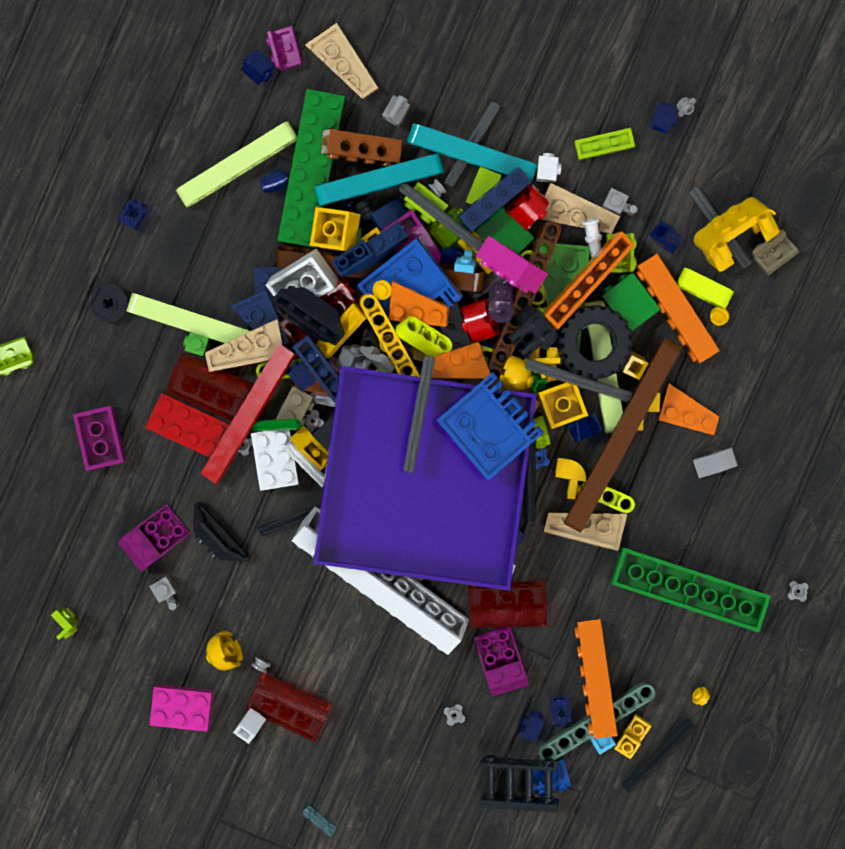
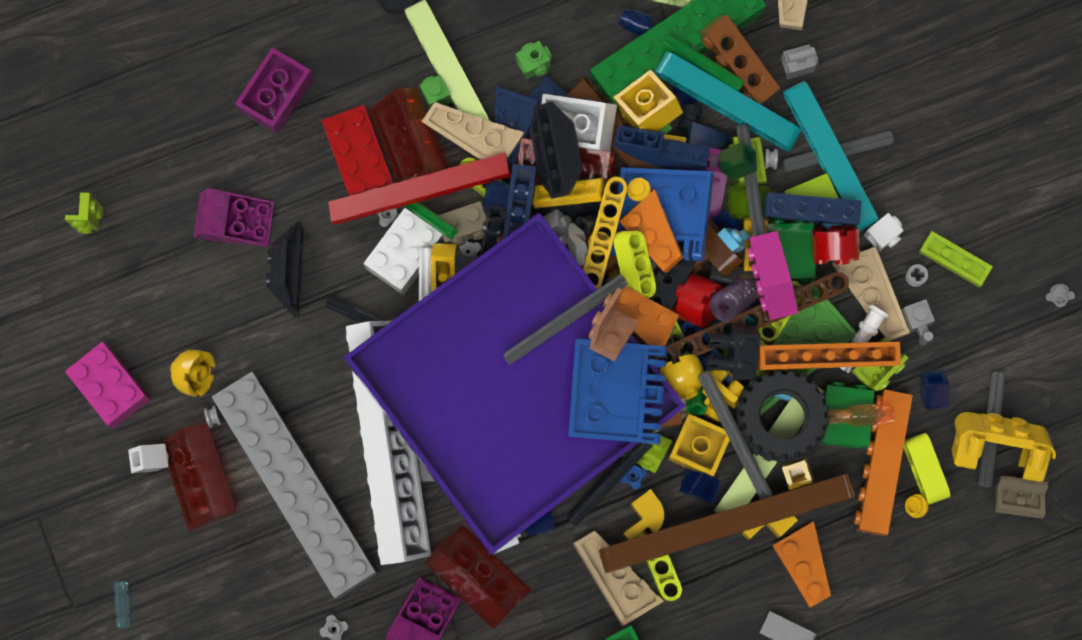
camera: 50 degrees right, 10 degrees down
(164, 590) = (196, 271): light grey brick -> none
(239, 272) = (533, 59): none -> bright green brick
(317, 397) = (492, 227): none -> black pin
(342, 171) = (702, 62): none -> green axle
(349, 657) = (294, 485): none -> light grey brick
(422, 212) = (738, 161): none -> dark green panel
(453, 394) = (611, 328): none -> nougat bracket
(591, 181) = (912, 280): none -> light grey bush
(640, 295) = (862, 415): none -> clear orange hinge
(663, 117) = (1030, 286): clear blue brick -> none

